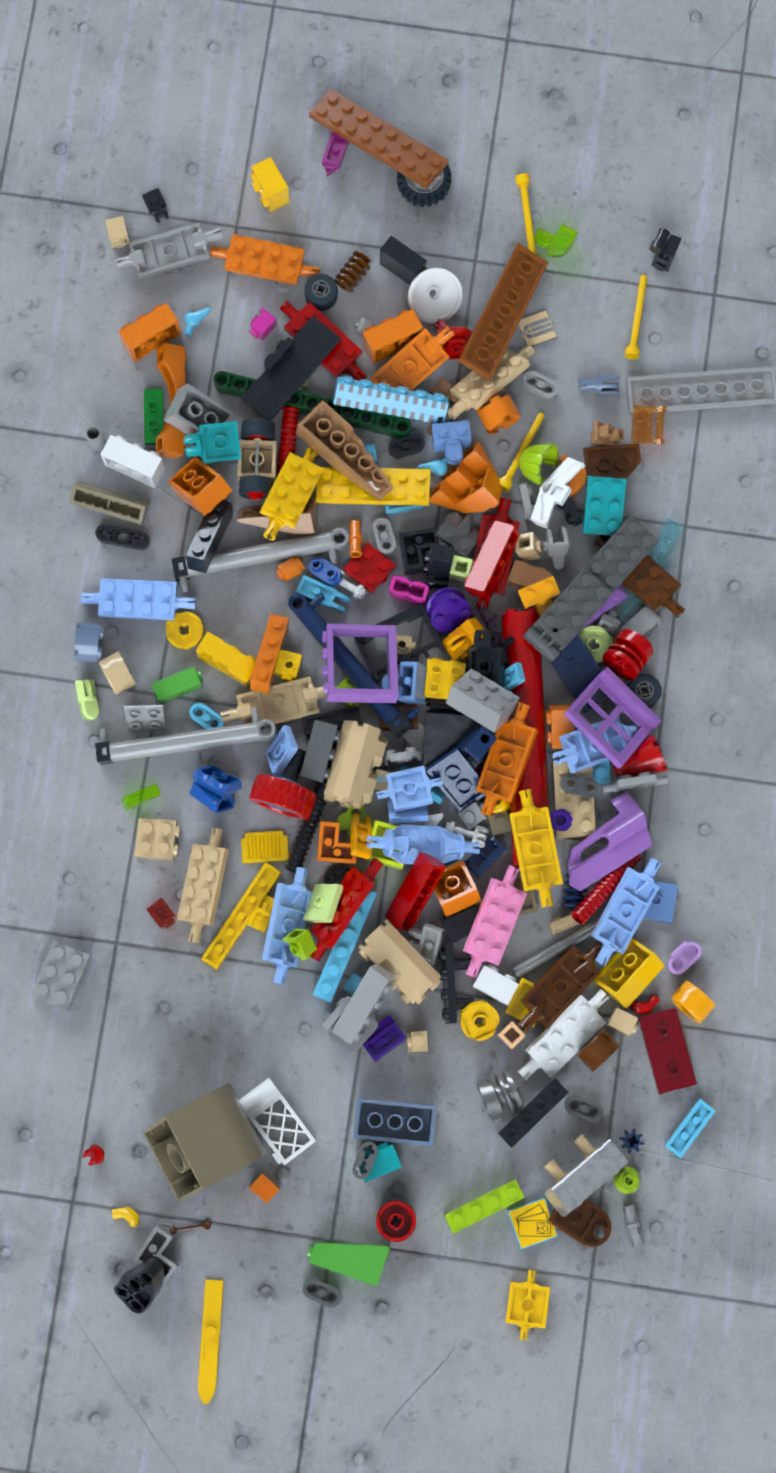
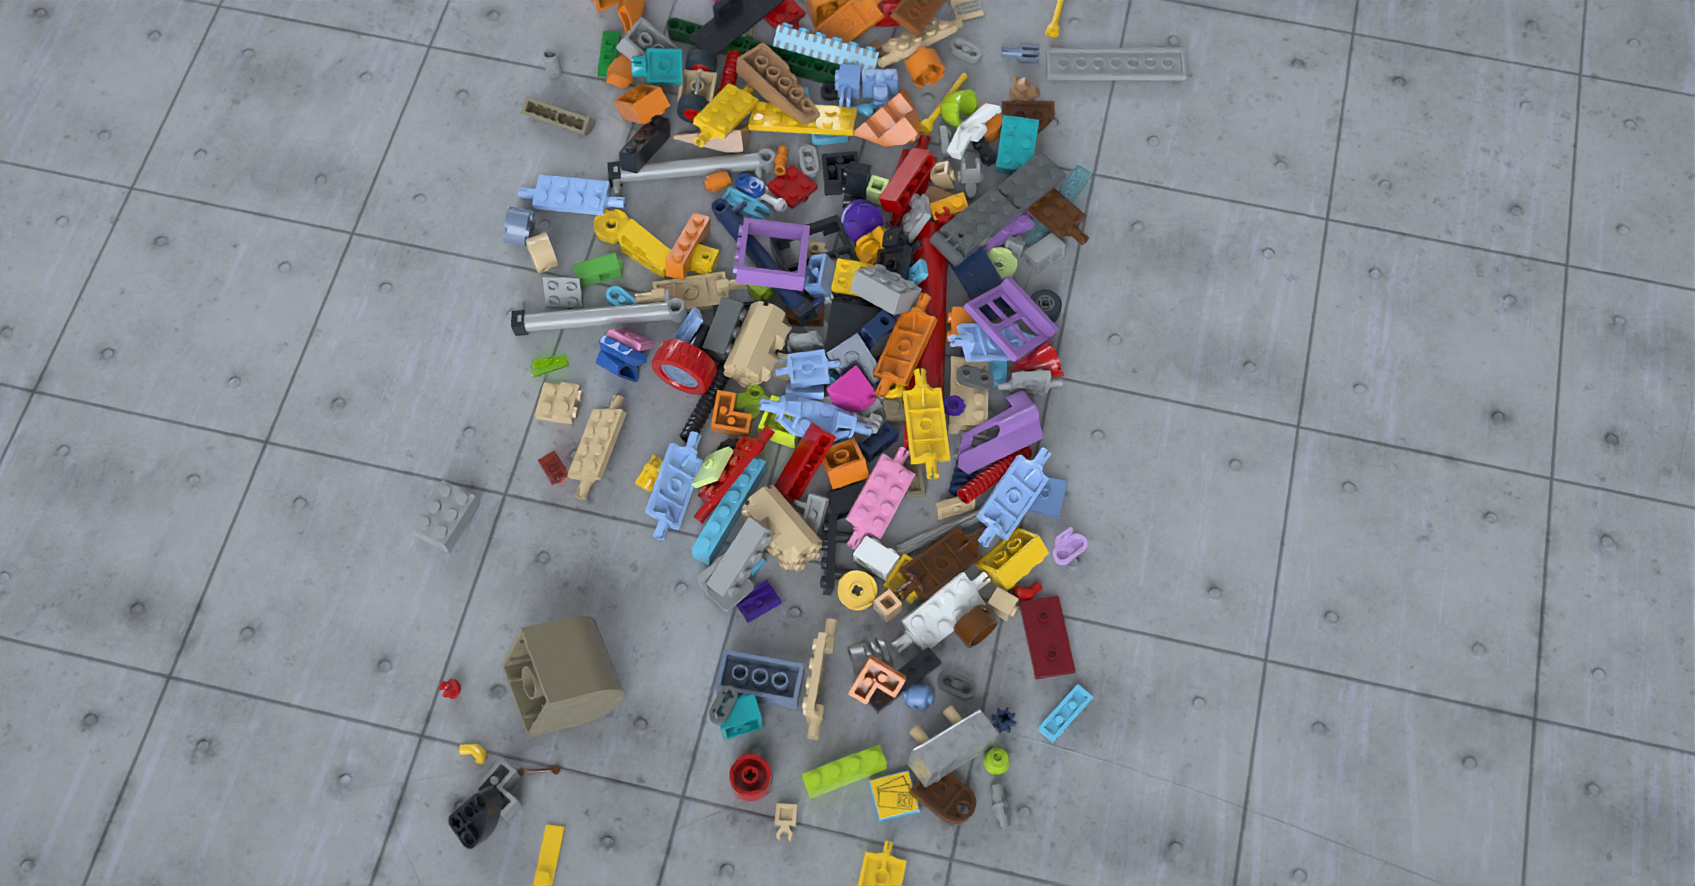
camera: 10 degrees right, 15 degrees down
(87, 699) = (511, 276): yellowish green arm -> none
(108, 539) = (560, 141): black beam -> none
(133, 461) = (583, 82): white brick -> none
(223, 765) = (631, 339): none -> bright pink tile
(240, 916) = (625, 483): yellow tile -> none
(257, 1102) = (626, 649): white piece -> none
(264, 847) = (662, 418): yellow window -> none
(264, 1188) = (619, 735): orange panel -> none
(300, 943) = (685, 502): lime brick -> none
(321, 1293) = (666, 846): dark grey plate -> none
(354, 1260) = (703, 815): bright green slope -> none
(359, 834) = (752, 410): light orange hinge -> none
(403, 589) = (825, 204): dark pink brick -> none
(417, 1041) = (792, 605): tan brick -> none
(419, 444) = (848, 83): none -> medium blue brick
(432, 1254) = (785, 817): none -> tan plate
(449, 1151) = (811, 708): none -> tan plate
(458, 533) = (881, 160): dark grey plate -> none
(458, 813) = (852, 391): none -> dark pink slope
(507, 605) = (917, 217): none -> light grey plate
(509, 1119) = (876, 675): none -> brick
(536, 609) = (945, 218): none -> red plate
(550, 1124) = (919, 696): none -> medium blue head
(628, 654) = (1031, 269): red wheel -> none
(643, 424) = (1058, 85): clear orange plate -> none
(692, 1002) = (1075, 587): light orange piece -> none

